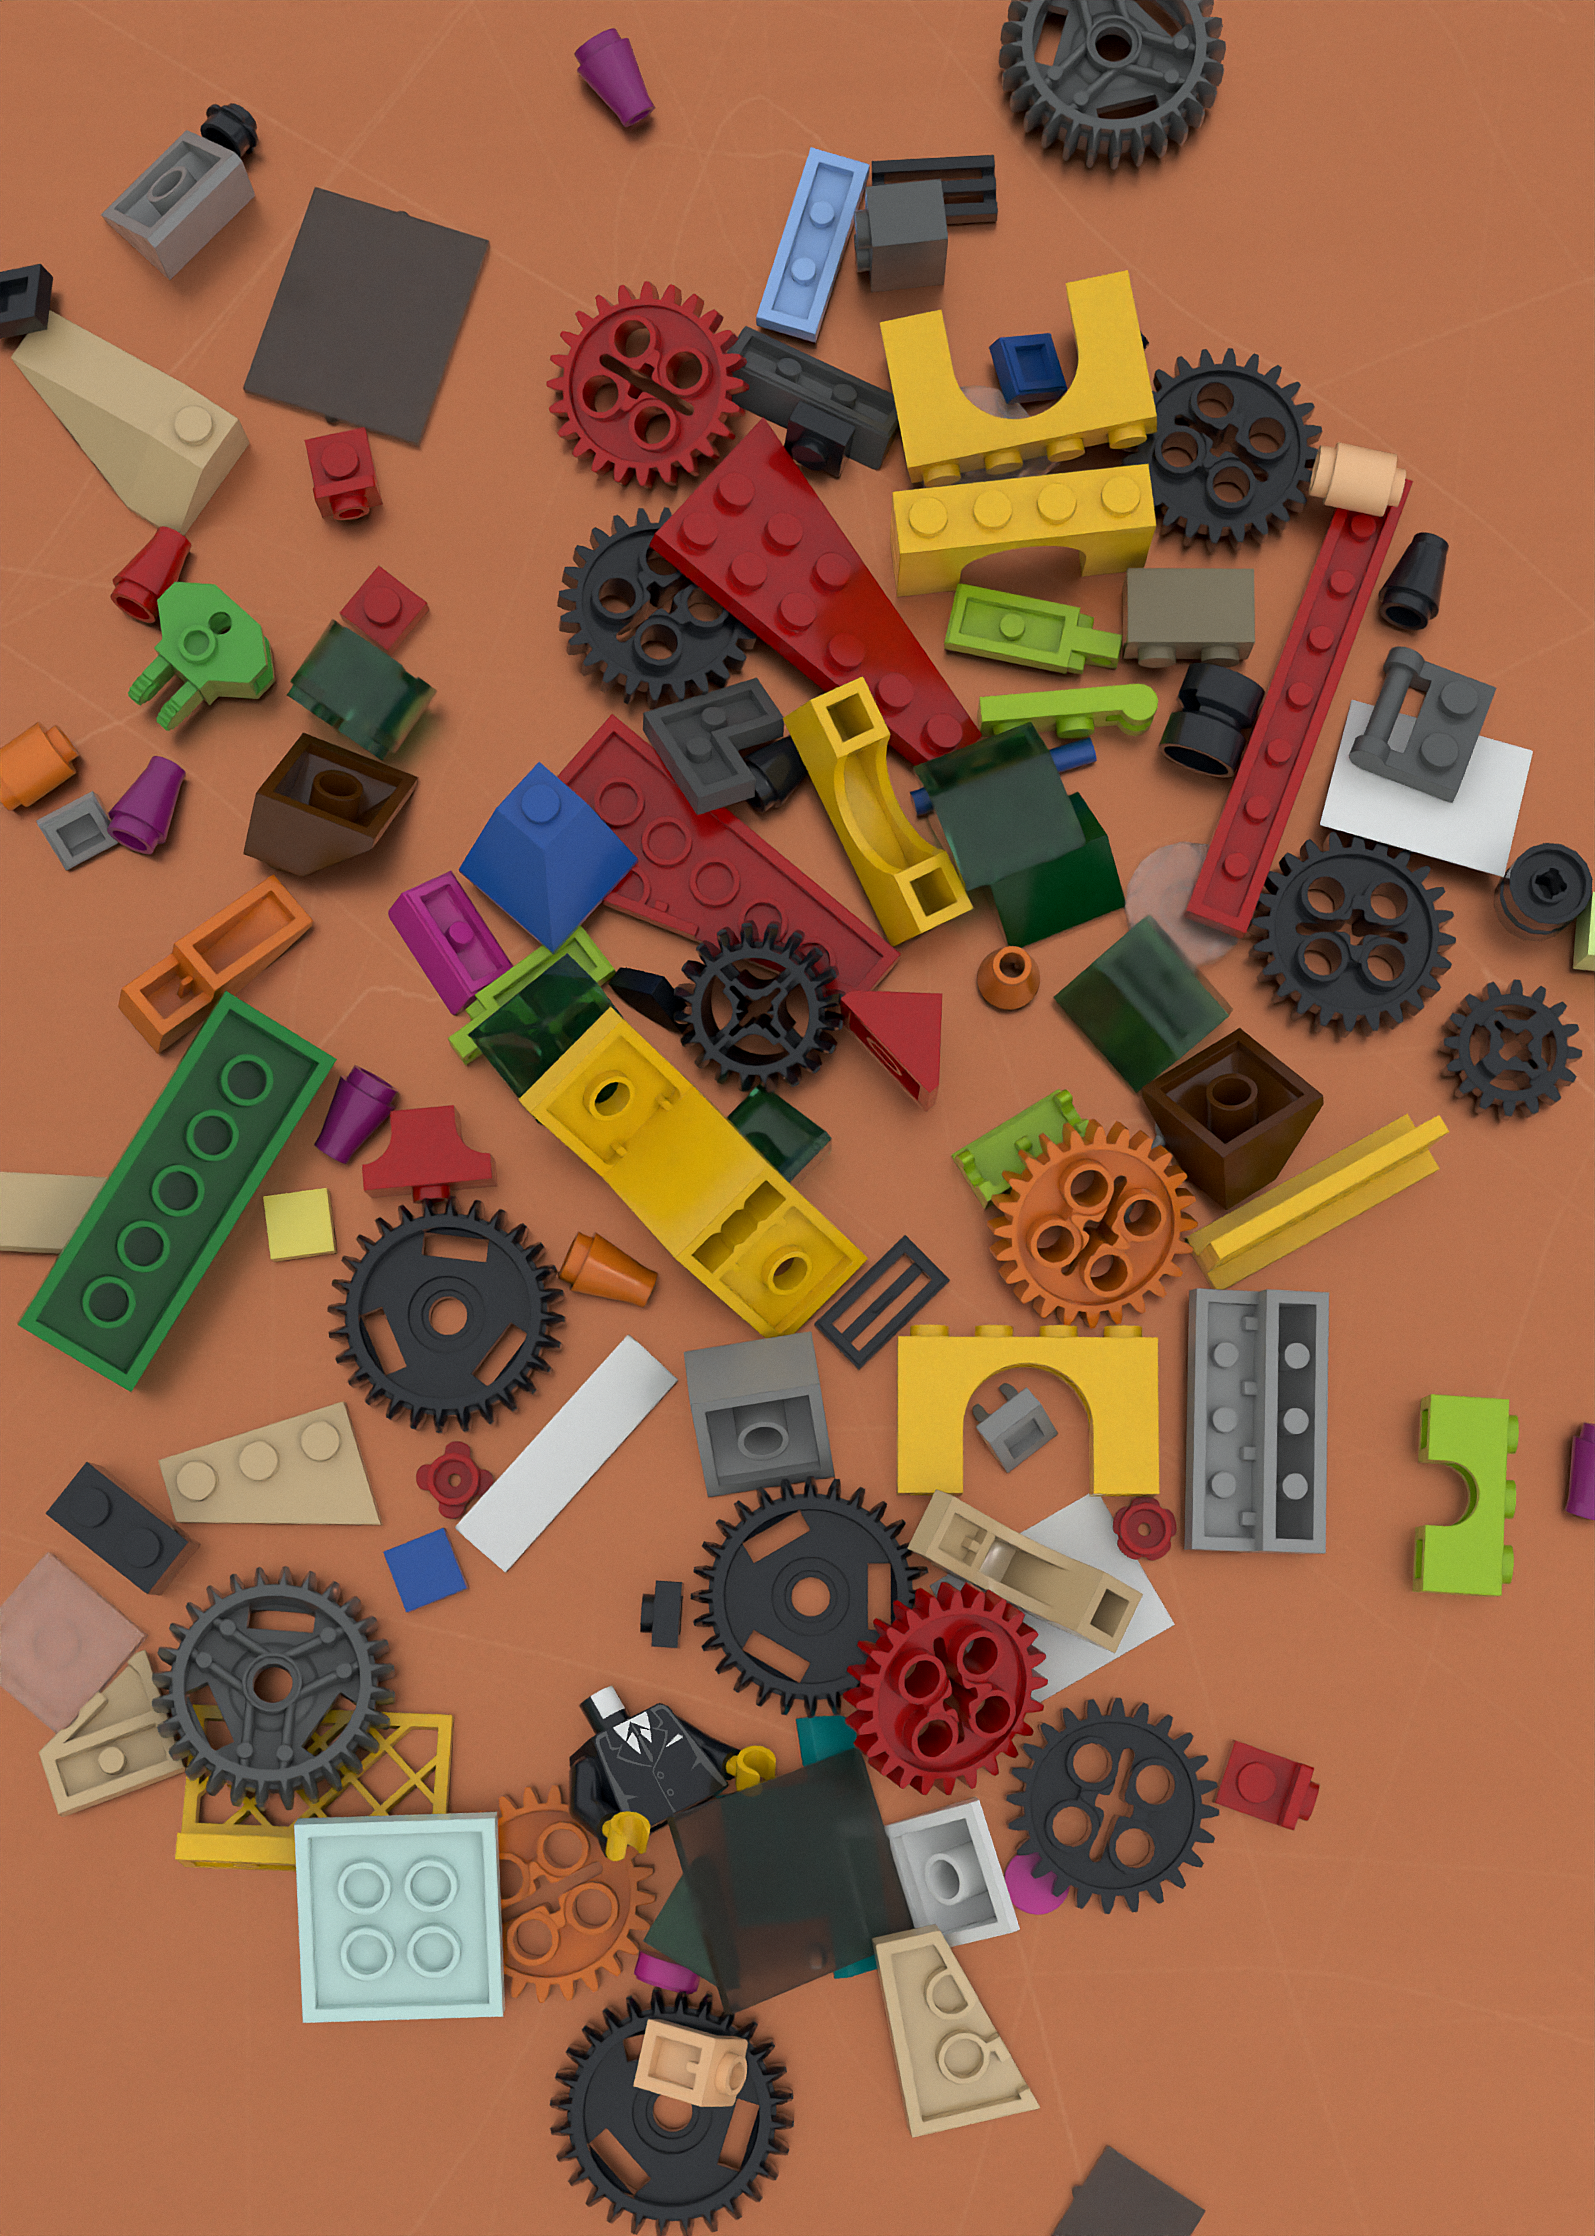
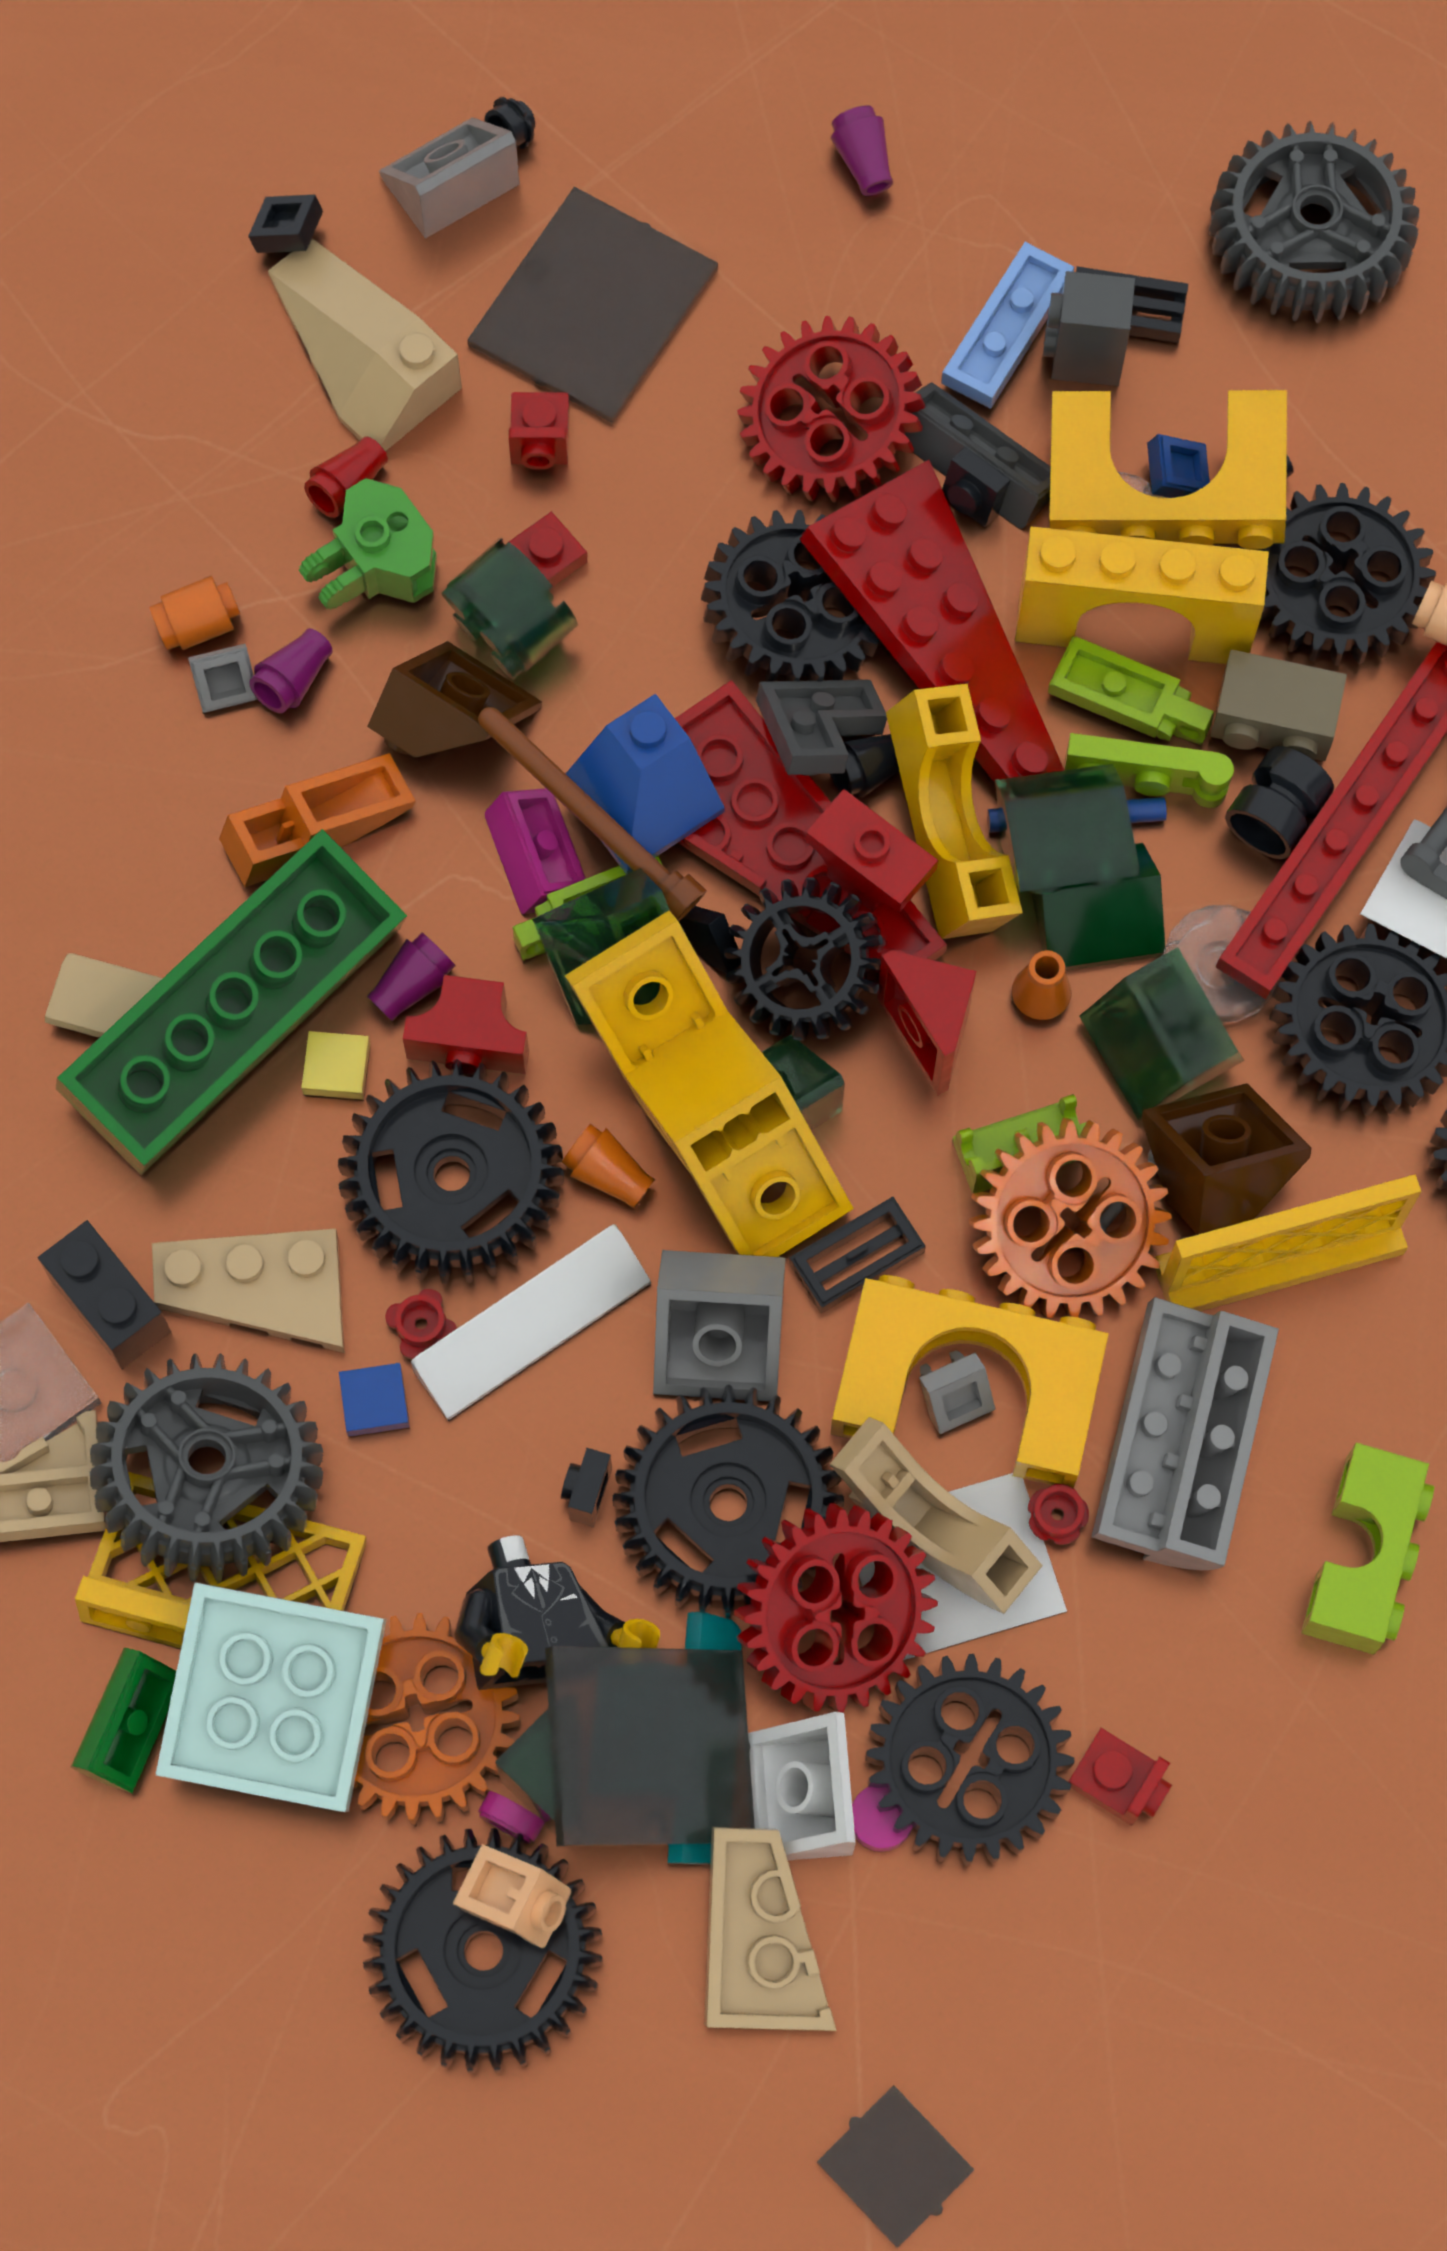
camera: 10 degrees right, 10 degrees down
(258, 1963) = (126, 1721): none -> green brick
(606, 965) = (679, 891): none -> dark orange piece
(802, 883) = (869, 854): none -> red brick

